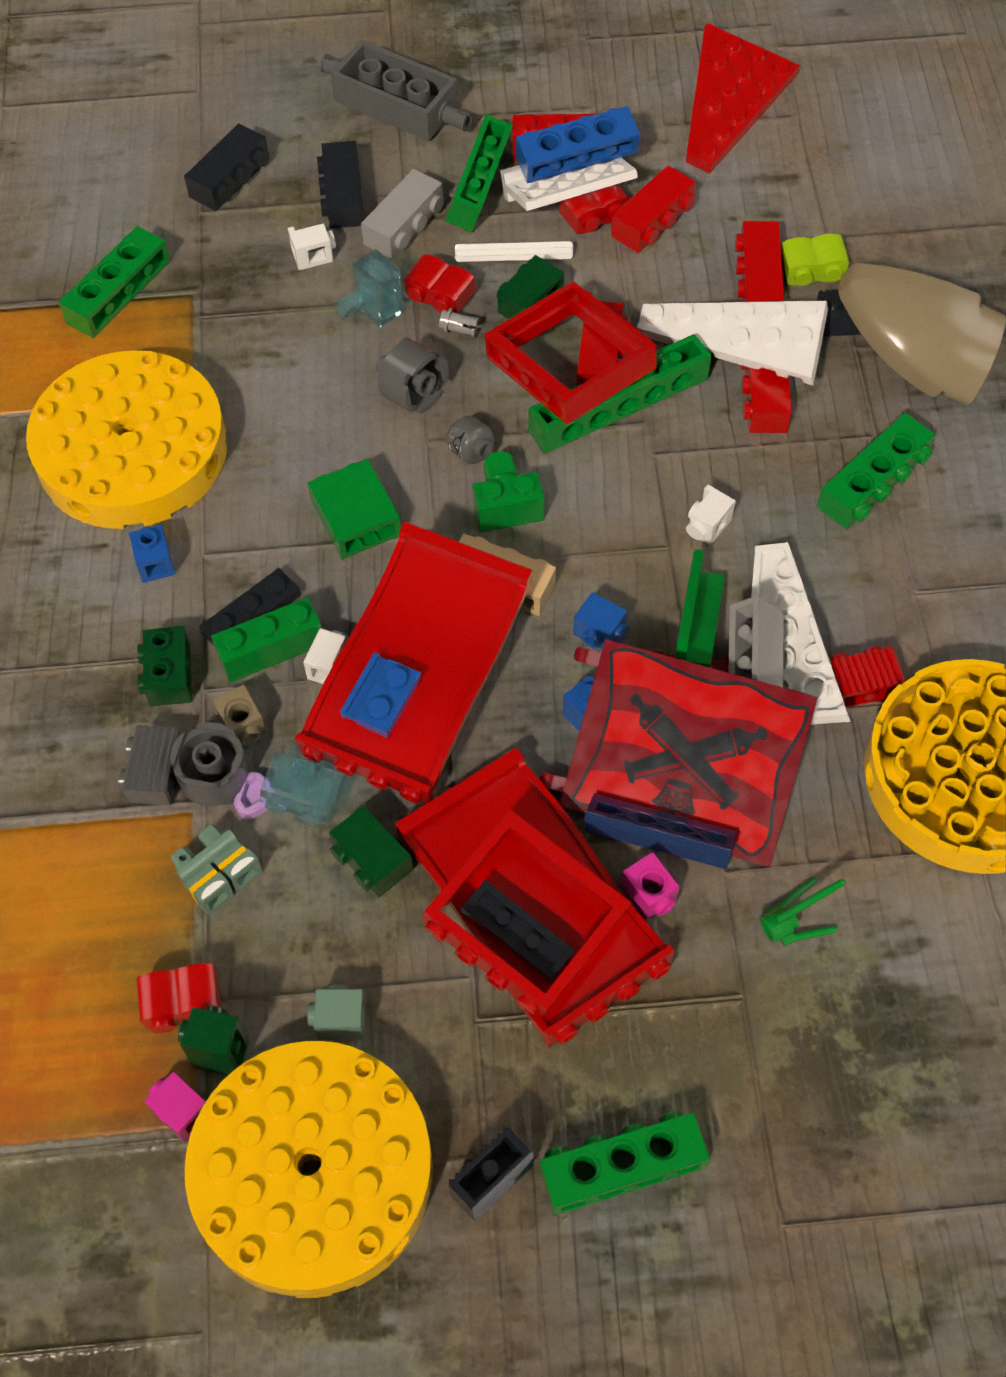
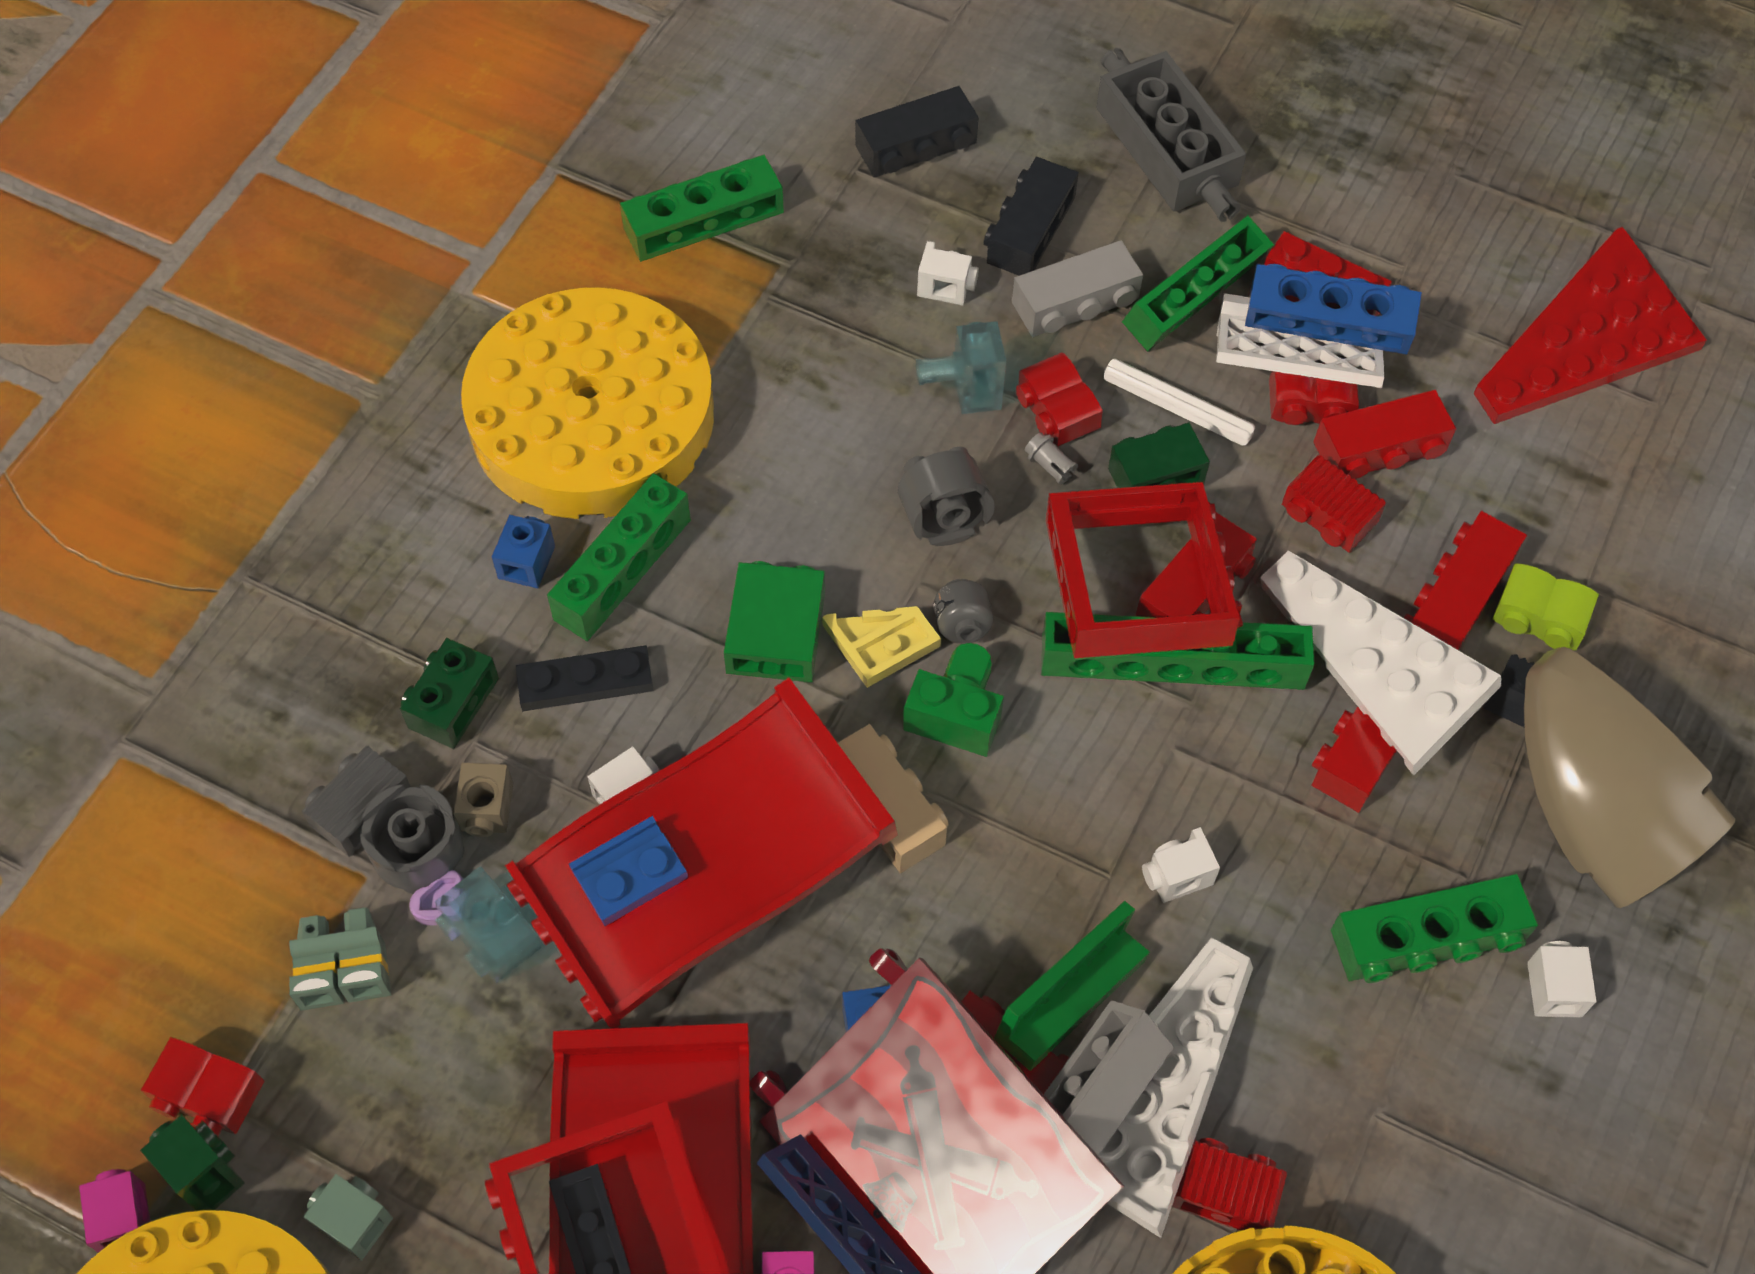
camera: 30 degrees right, 0 degrees up
(221, 523) = (619, 557): none -> green brick
(267, 639) = (571, 724): green brick -> none
(370, 852) = (507, 1047): dark green brick -> none
(430, 485) = (882, 640): none -> light yellow wing
(599, 621) = (957, 926): blue brick -> none
(651, 263) = (1333, 504): none -> red brick
(966, 460) = (1561, 980): none -> white brick

